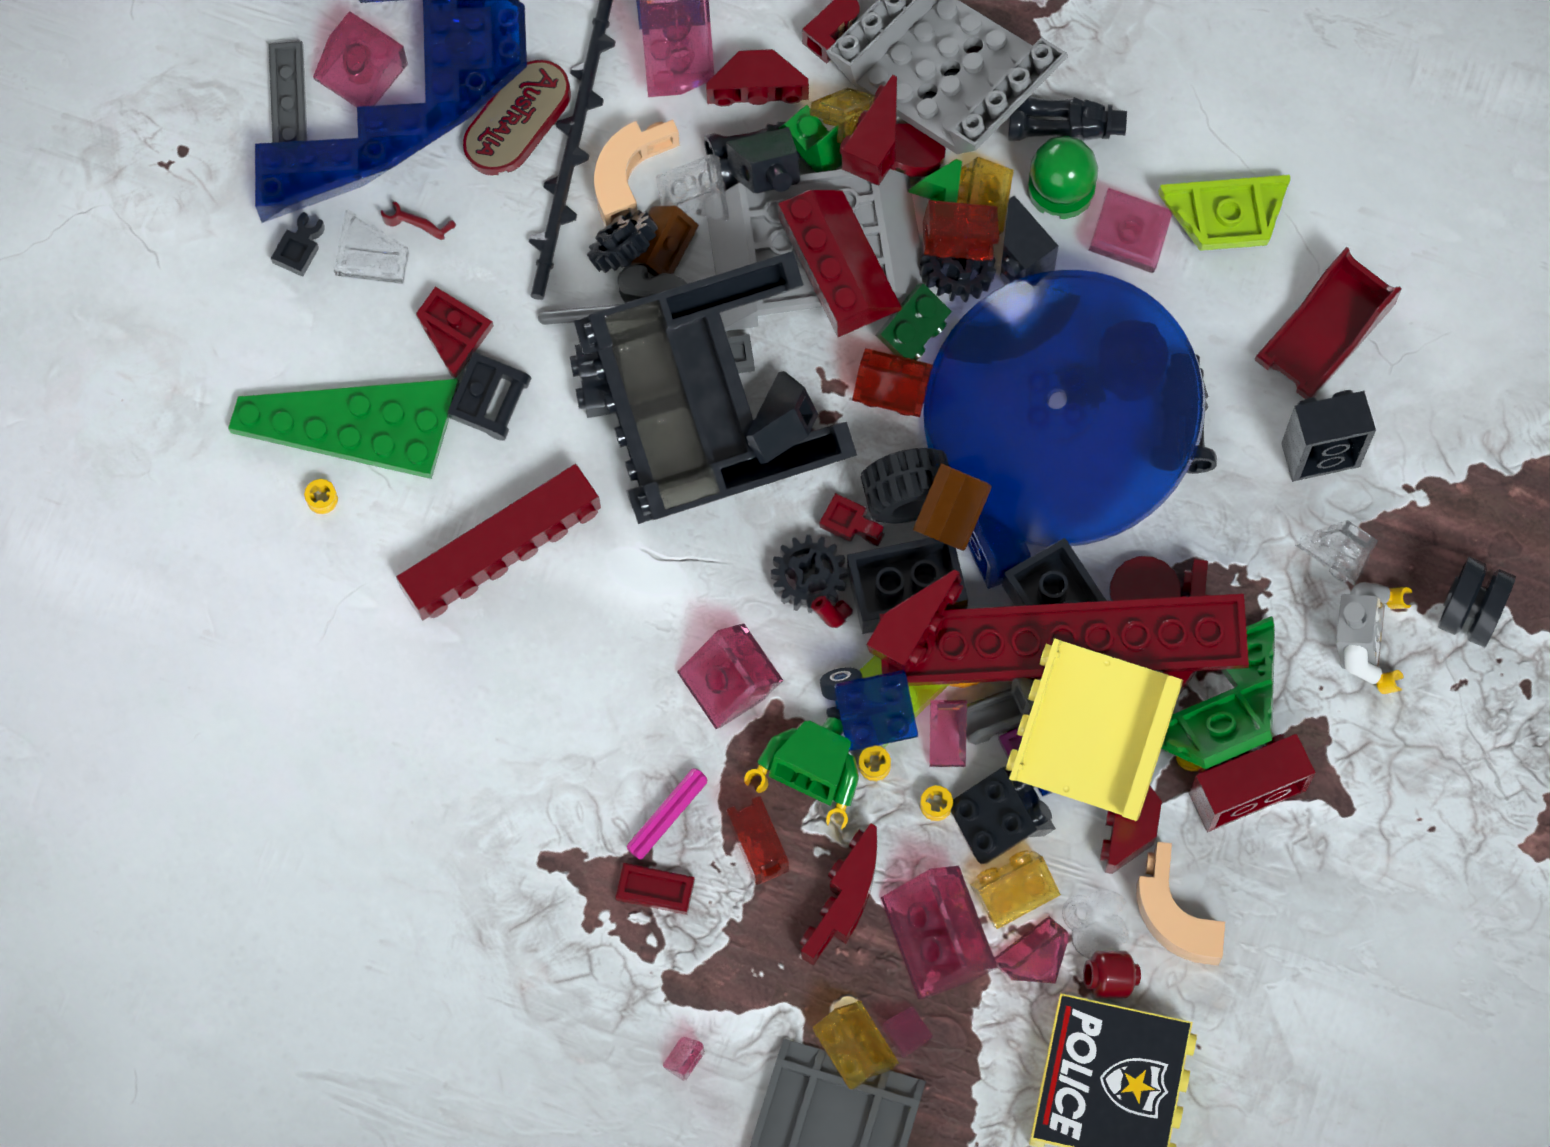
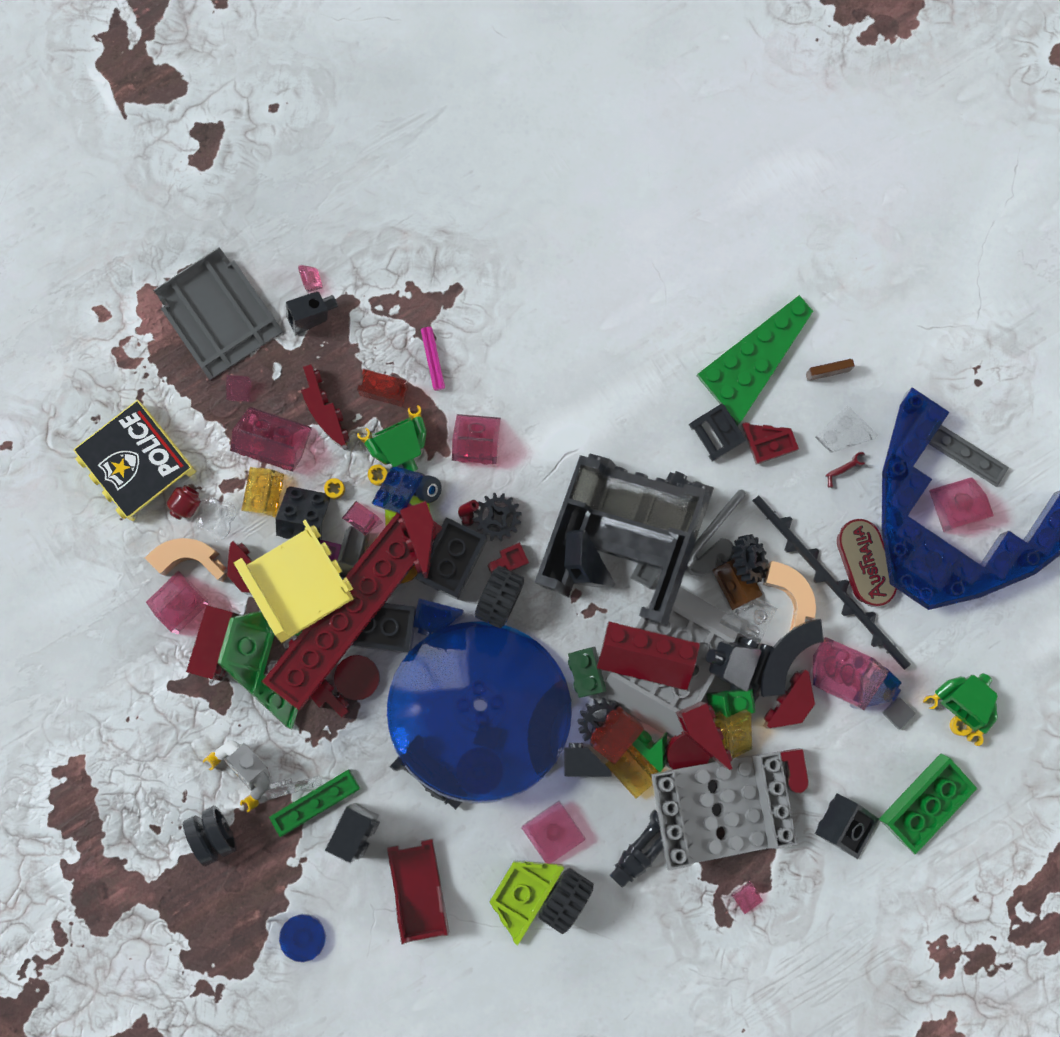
camera: 125 degrees right, 10 degrees up
(298, 249) = (875, 396): black plate -> none
(302, 323) = (830, 369): none -> reddish brown tile
(322, 486) = (731, 308): yellow bush -> none
(499, 542) = (633, 381): dark red brick -> none
(655, 888) = (401, 326): dark red tile -> none
(705, 121) = (785, 652): none -> black tile
(733, 1014) = (308, 311): none -> black torso
(854, 1044) = (249, 358): clear yellow bracket -> none
(892, 382) = (564, 636): clear red brick -> none
(952, 507) = (463, 603): reddish brown panel -> none
(1036, 954) = (225, 475): clear pink slope -> none
(1063, 177) = (609, 819): green tile -> none
(1195, 149) = (566, 901): none -> black tyre
(1241, 880) = (177, 603): none -> clear pink slope
(1308, 514) = (314, 803): none -> green tile
(1493, 416) = (302, 938): none -> clear blue tile

